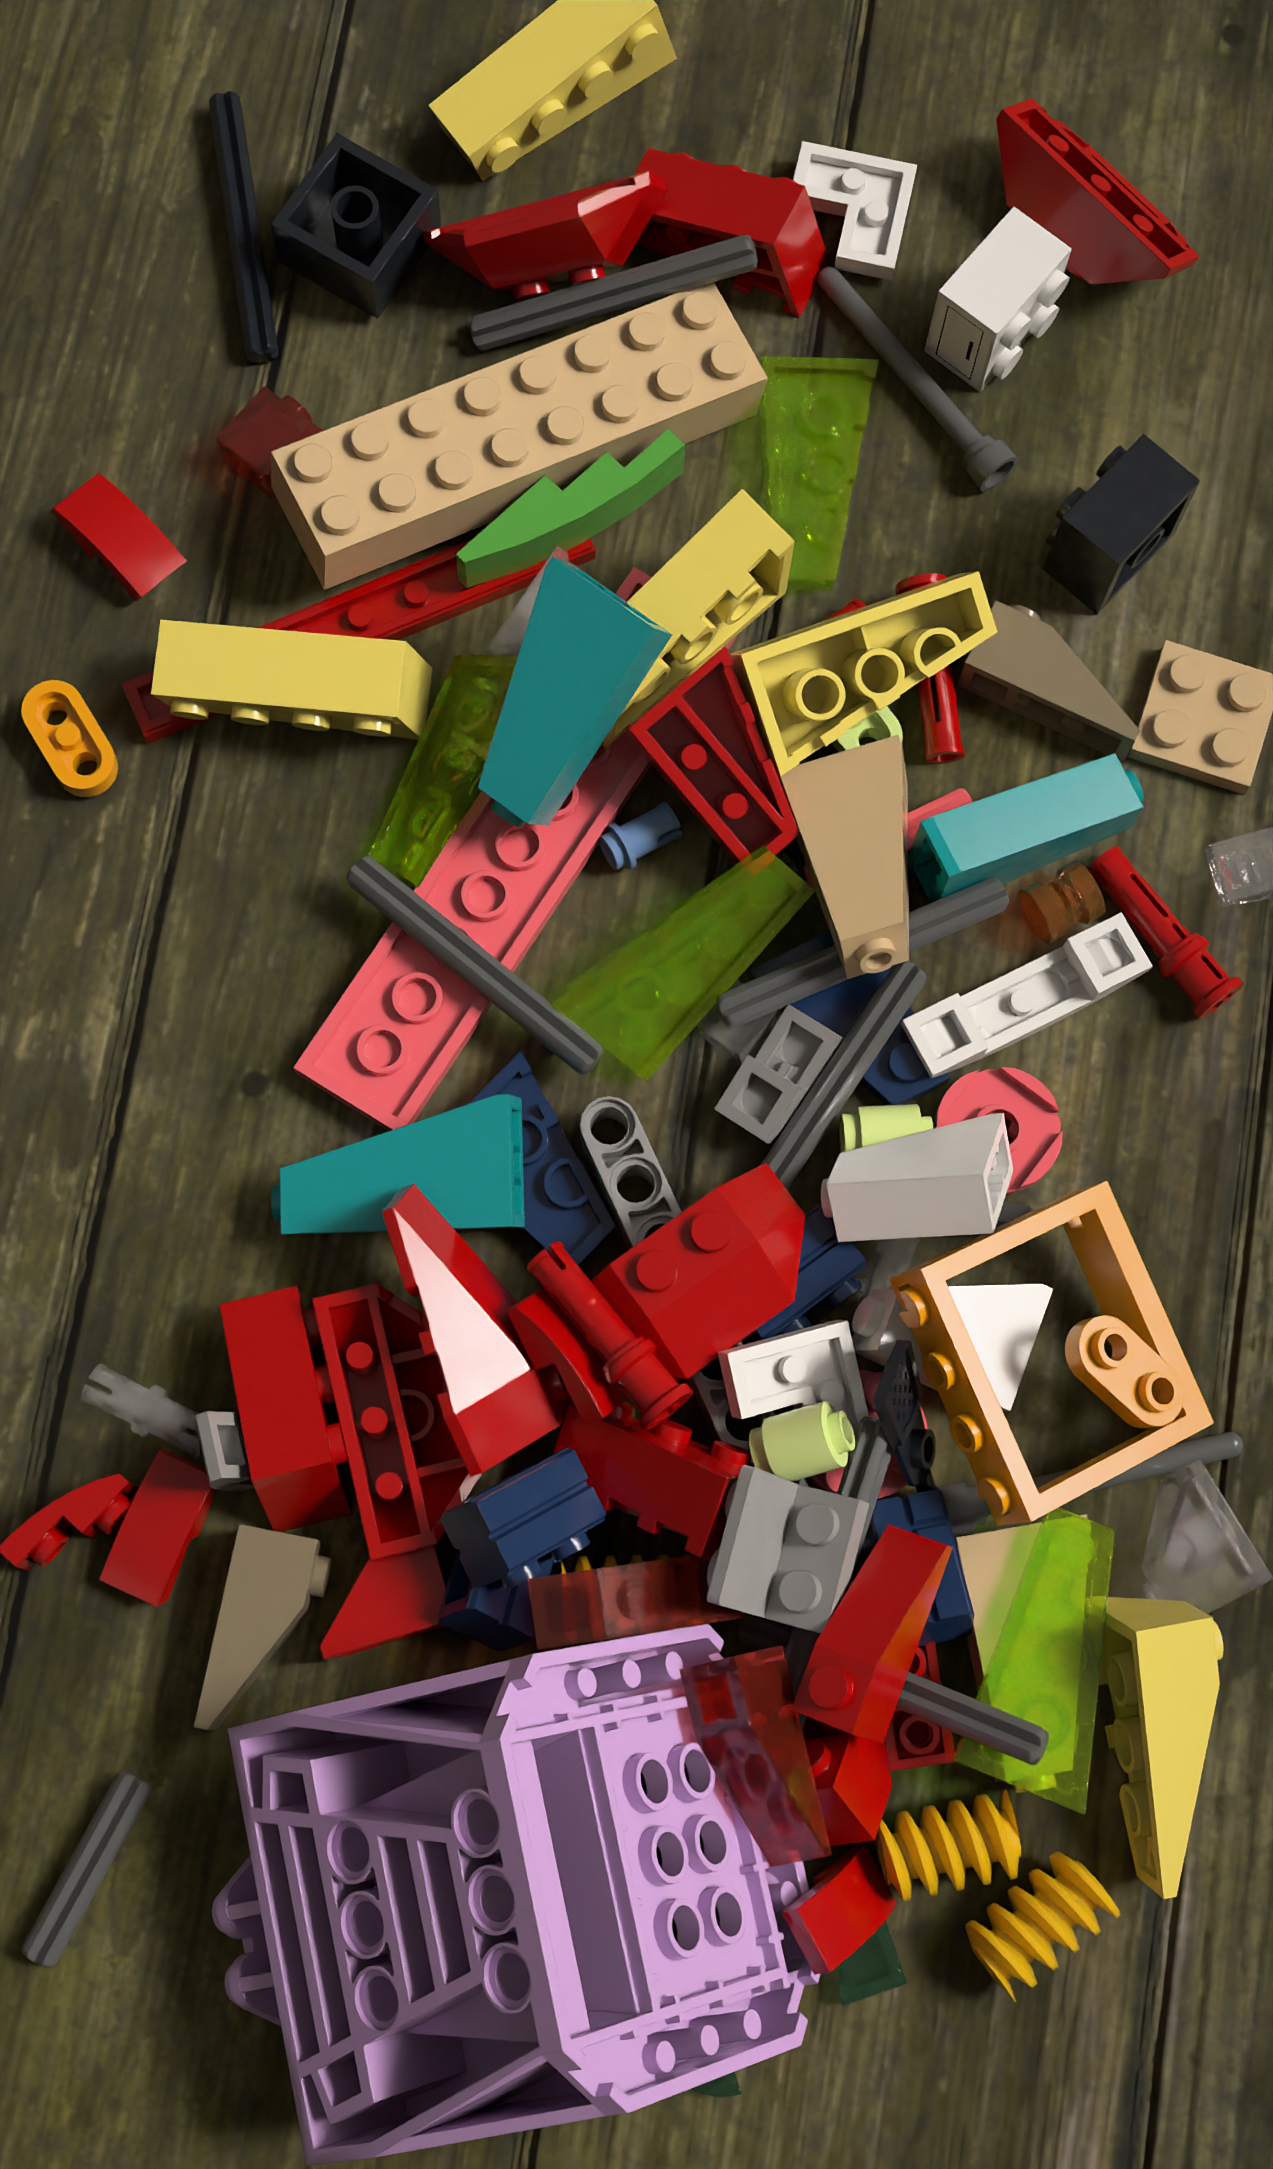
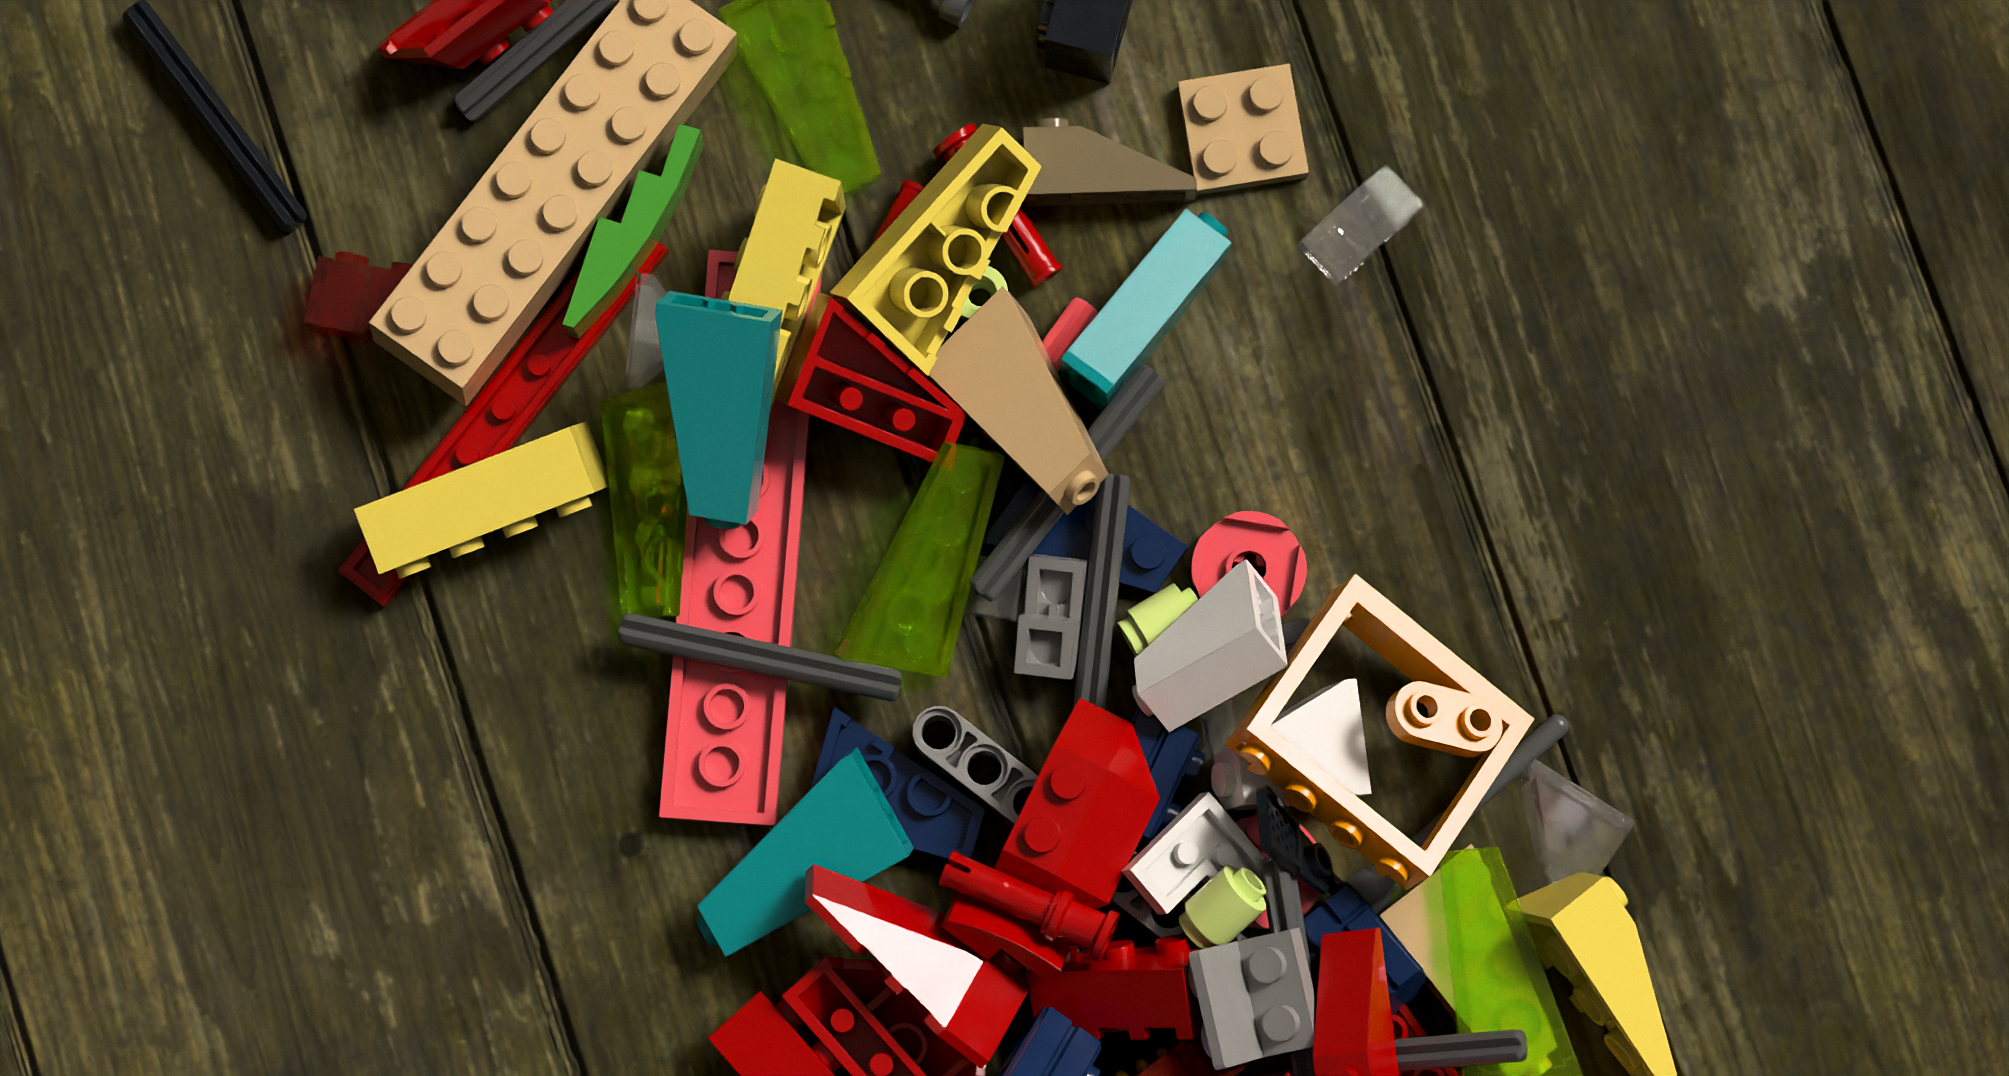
camera: 20 degrees left, 5 degrees up
(72, 741) = (323, 640): light orange plate -> none
(119, 534) = (265, 445): red slope -> none
(356, 225) = (316, 71): black brick -> none
(639, 836) = (834, 476): medium blue pin -> none
(1027, 998) = (1216, 448): white slope -> none
(1062, 902) = (1205, 352): clear orange wheel -> none
(1181, 953) = (1322, 344): red pin -> none

